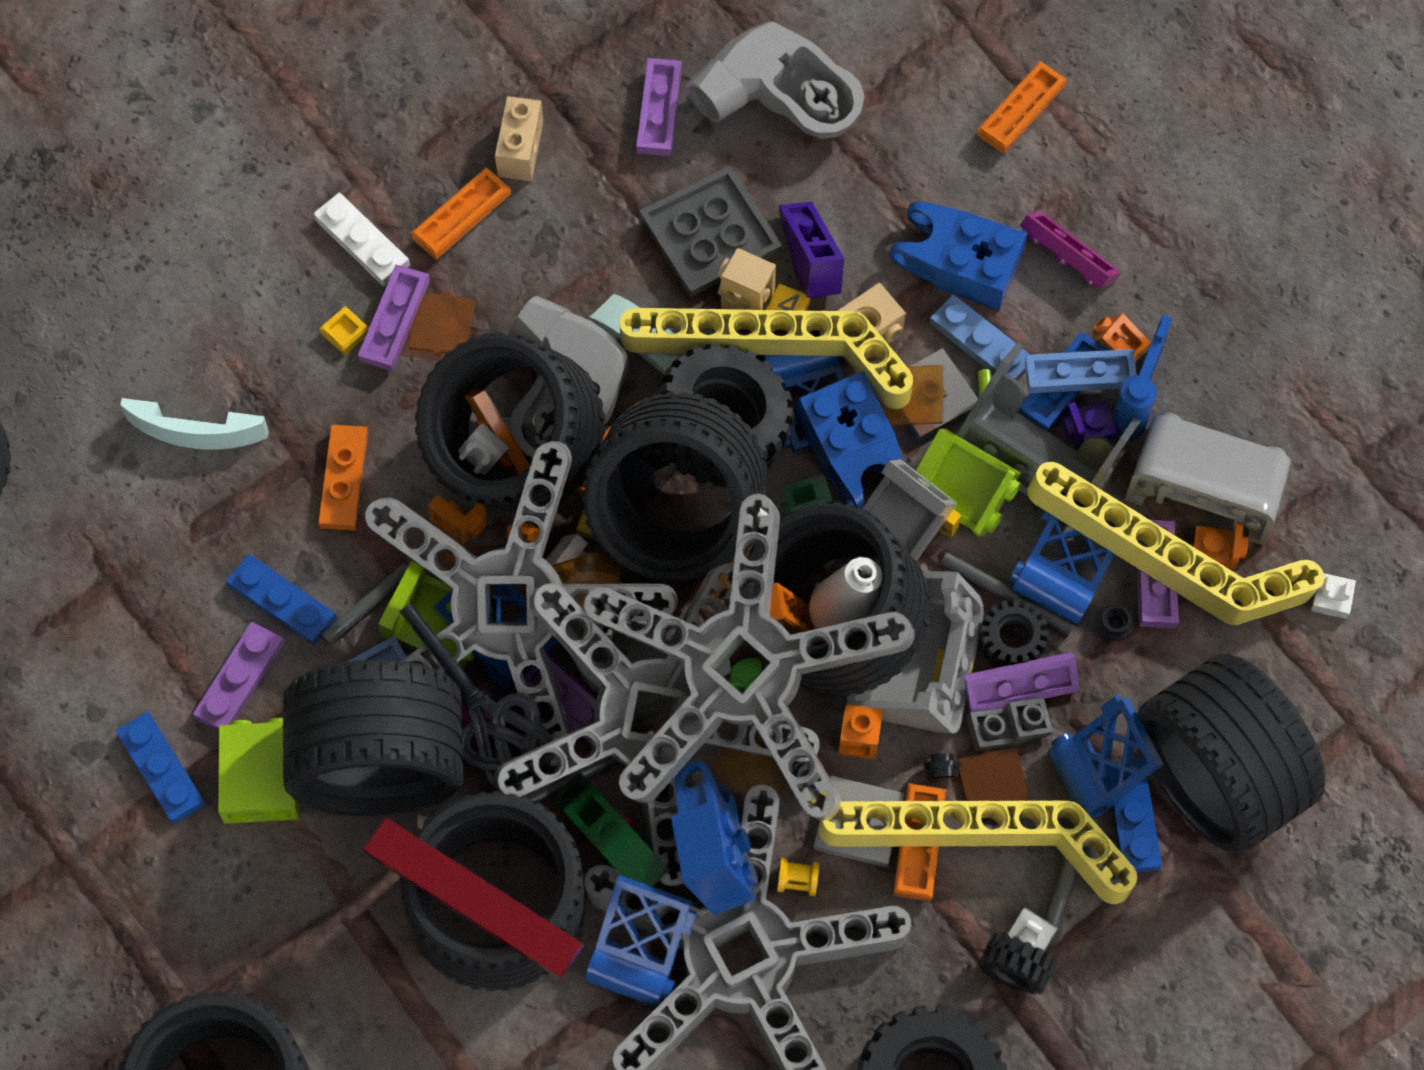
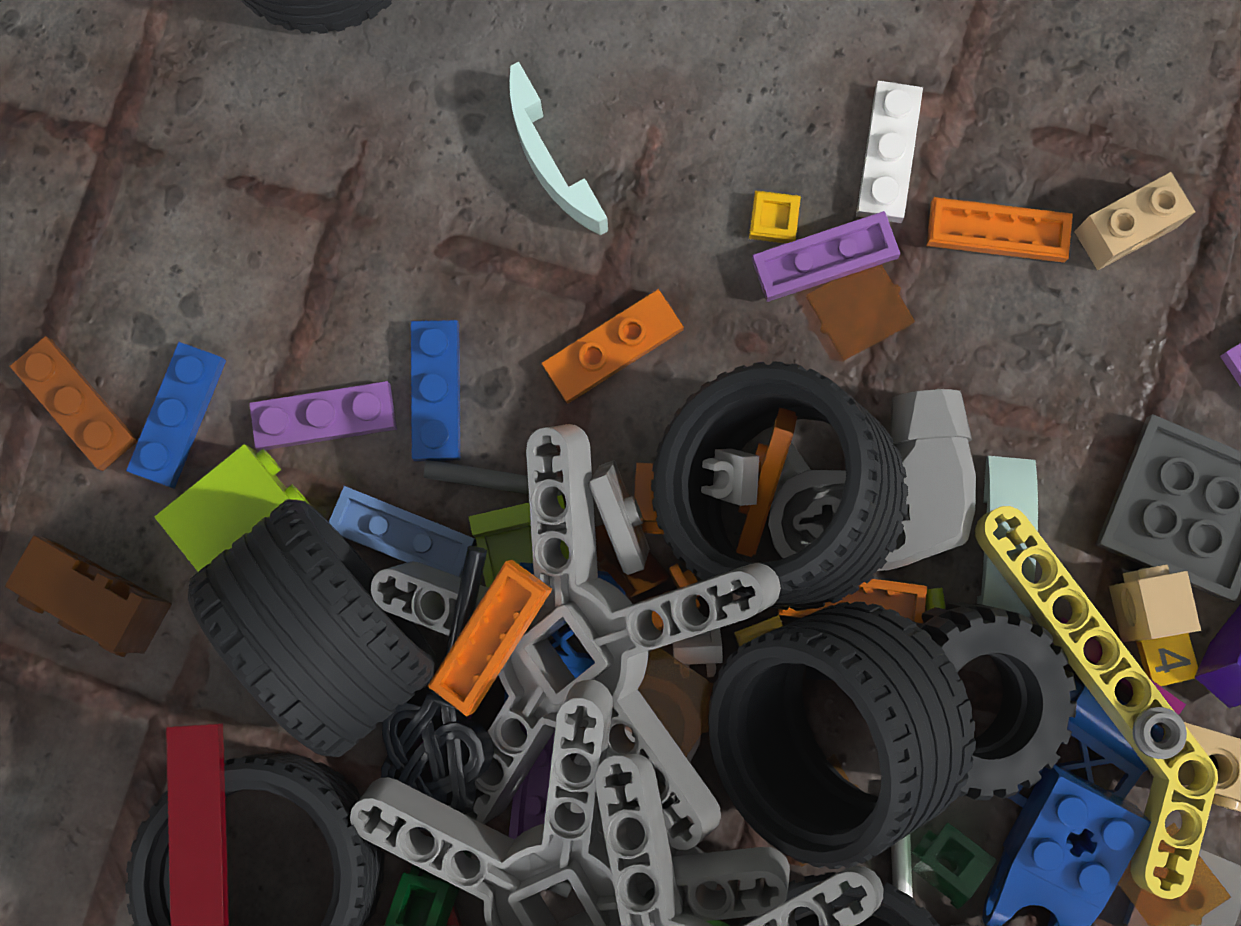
camera: 60 degrees right, 15 degrees up
(96, 826) = (74, 403): none -> dark orange plate
(232, 895) = (87, 597): none -> reddish brown wedge
(456, 523) = (620, 517): none -> light grey plate
(463, 636) = (489, 637): none -> orange plate
(816, 315) = (1174, 737): none -> light grey plate

